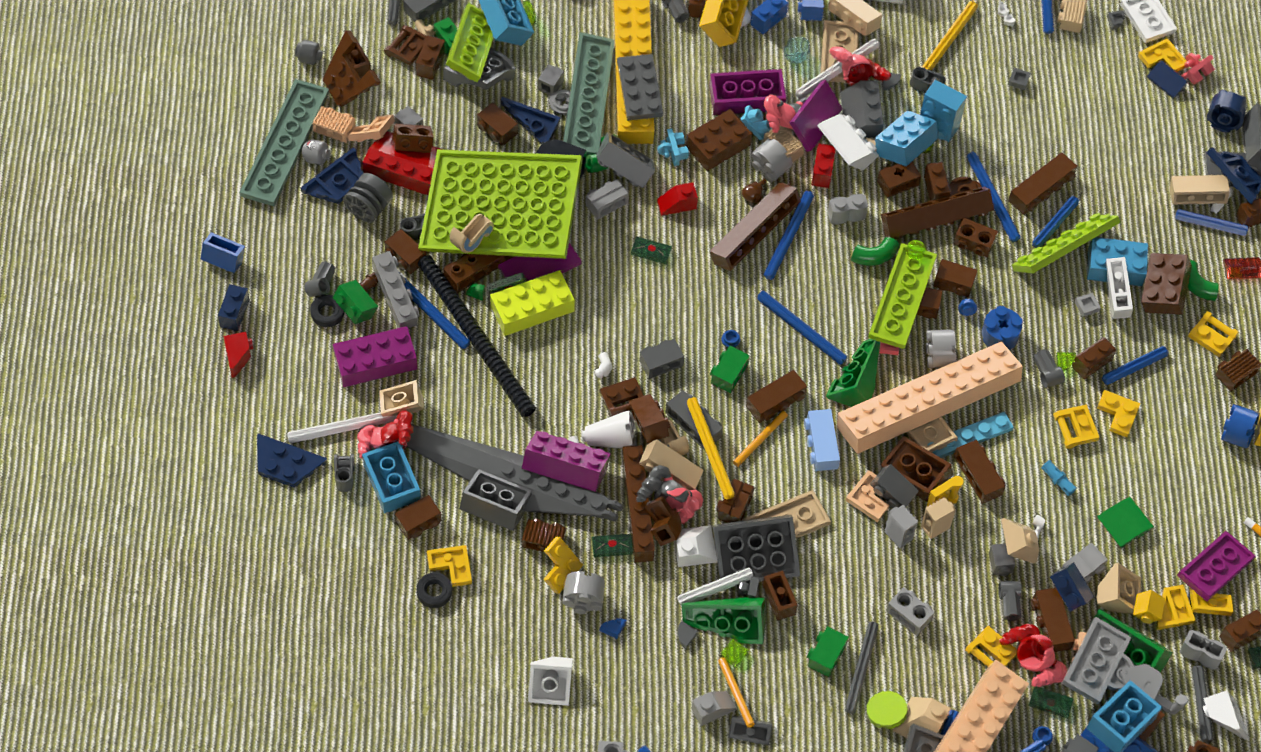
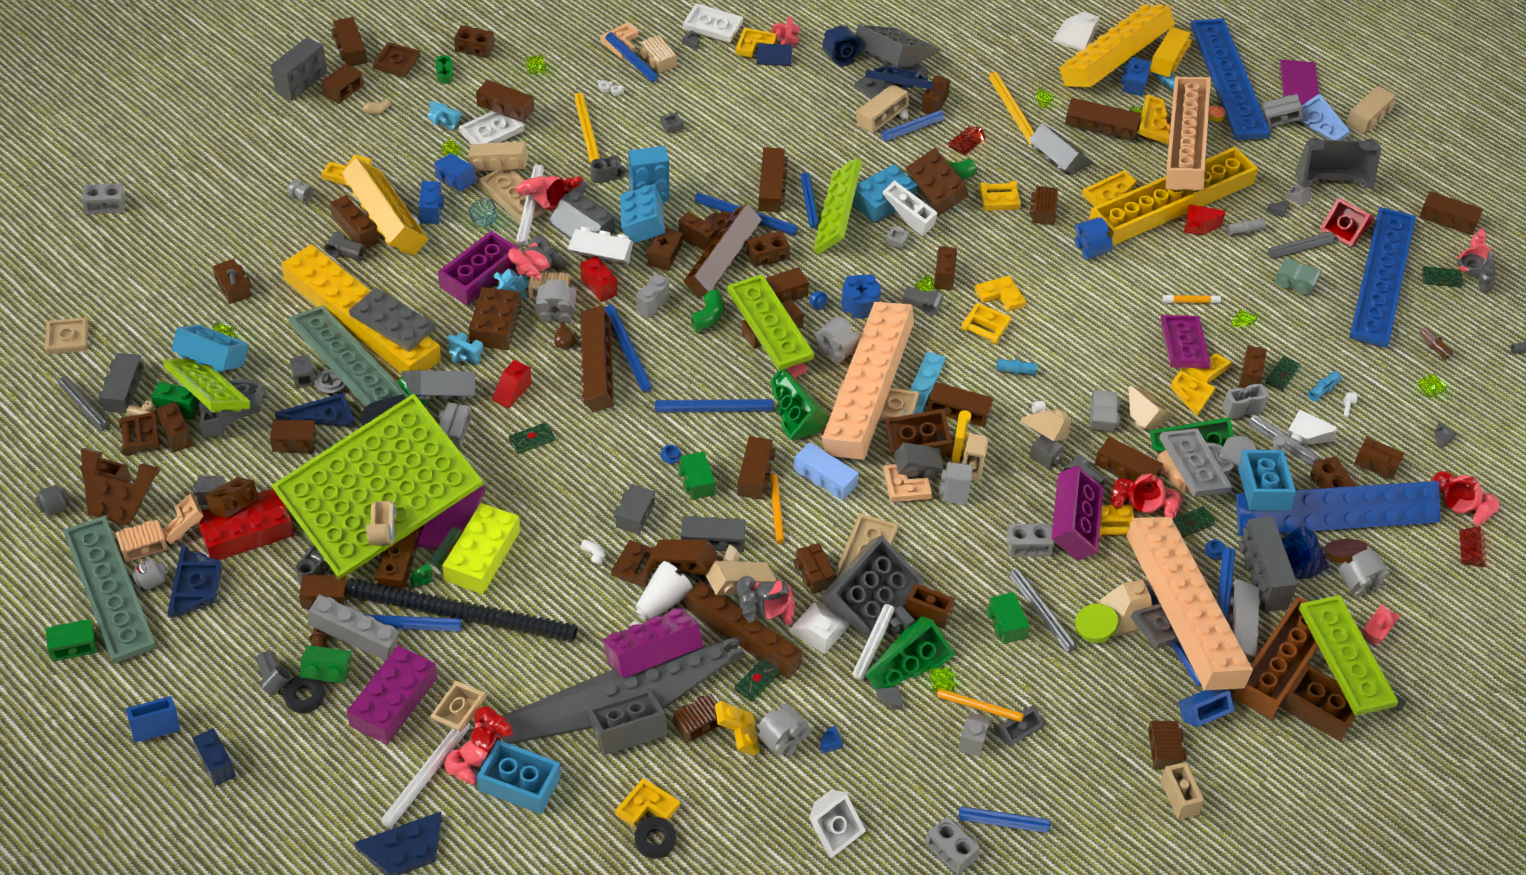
camera: 45 degrees left, 10 degrees down
(230, 159) = (71, 640): none -> green brick
(238, 351) = (257, 790): red slope -> none
(344, 469) = (467, 805): dark grey piece -> none
(368, 197) = (244, 572): dark grey wheel -> none
(418, 517) = (577, 791): reddish brown brick -> none
(667, 521) = (784, 623): reddish brown brick -> none
(710, 448) = (756, 540): yellow axle -> none
(817, 108) = (555, 245): magenta tile -> none
(915, 249) = (744, 281): clear neon green tile -> none
(963, 621) = (1077, 513): none -> magenta brick
(1072, 586) = (1118, 428): dark blue brick -> none
(1125, 522) = (1093, 361): green slope -> none
(1135, 365) = (975, 254): blue axle -> none
(1149, 607) = (1178, 402): yellow brick -> none

